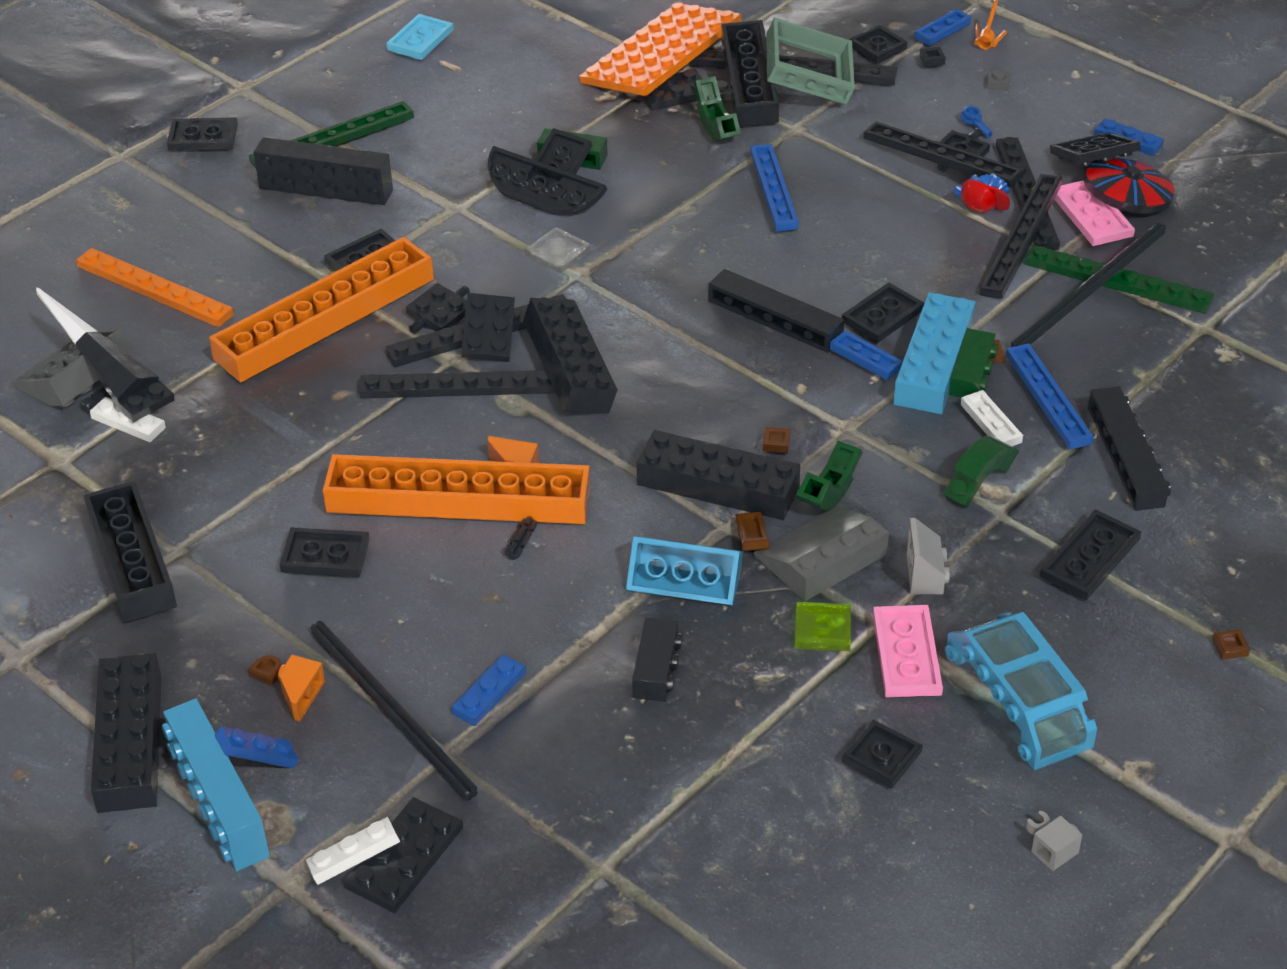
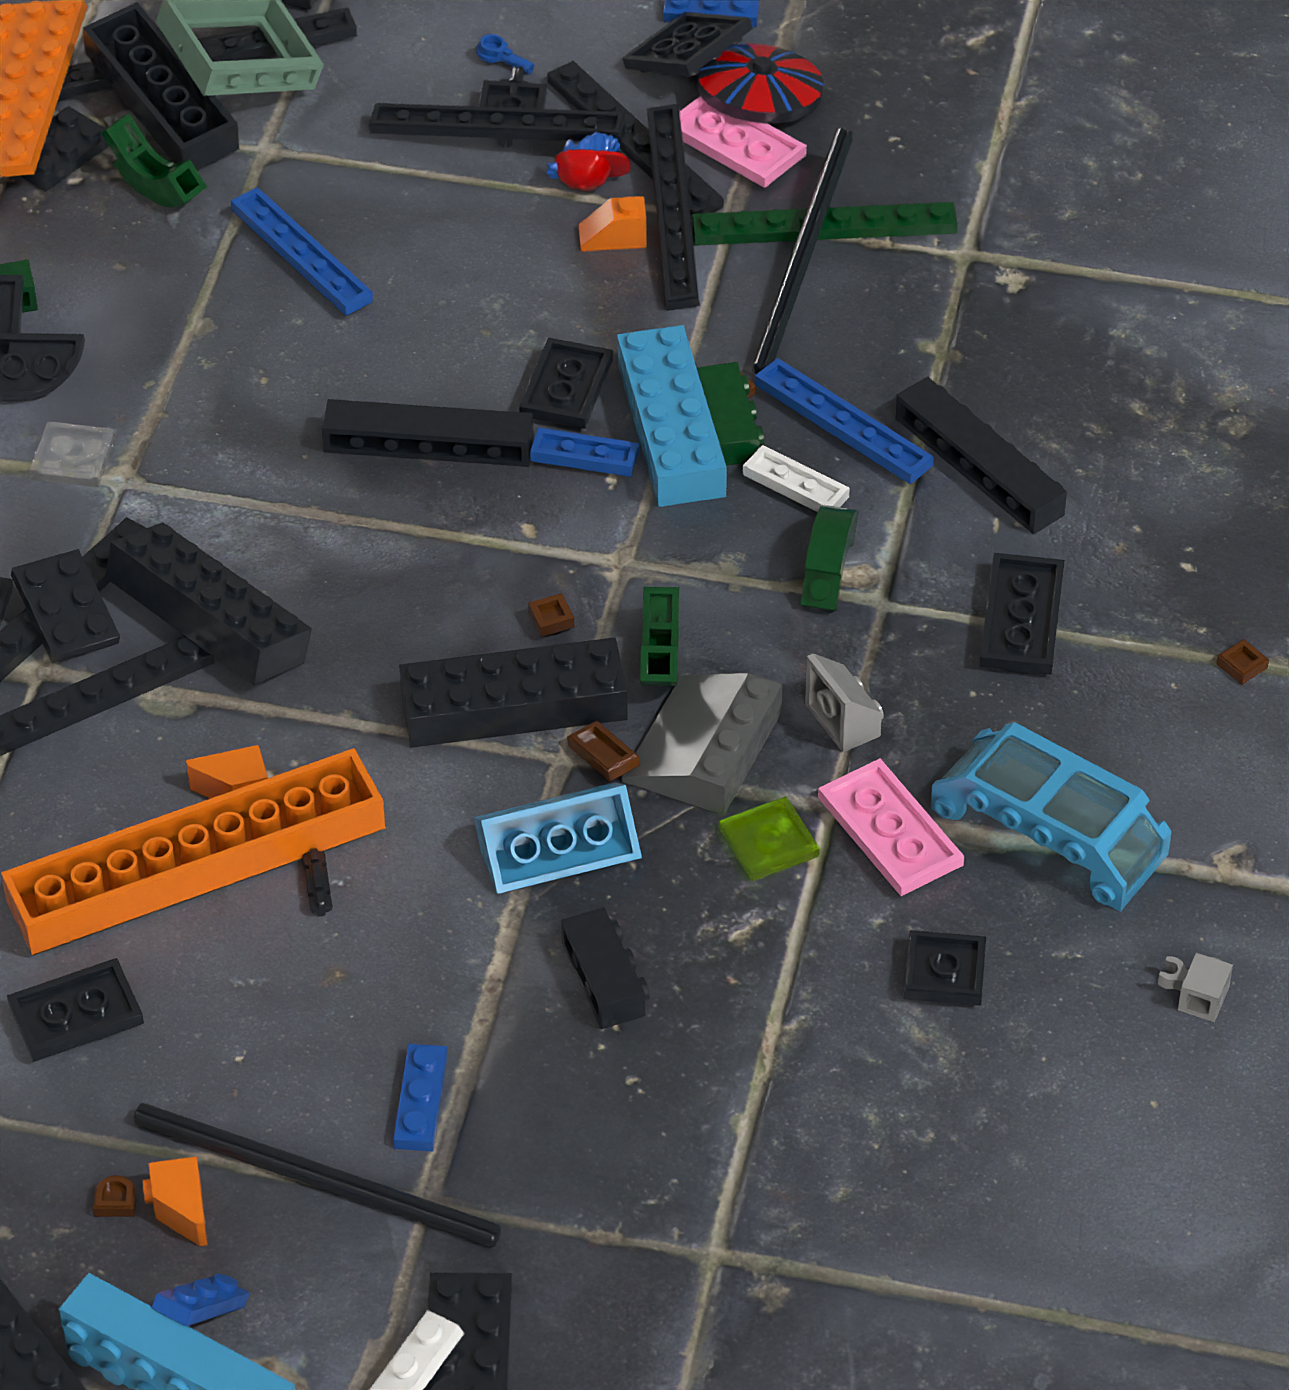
camera: 30 degrees left, 5 degrees up
(978, 235) = (615, 225): none -> orange slope

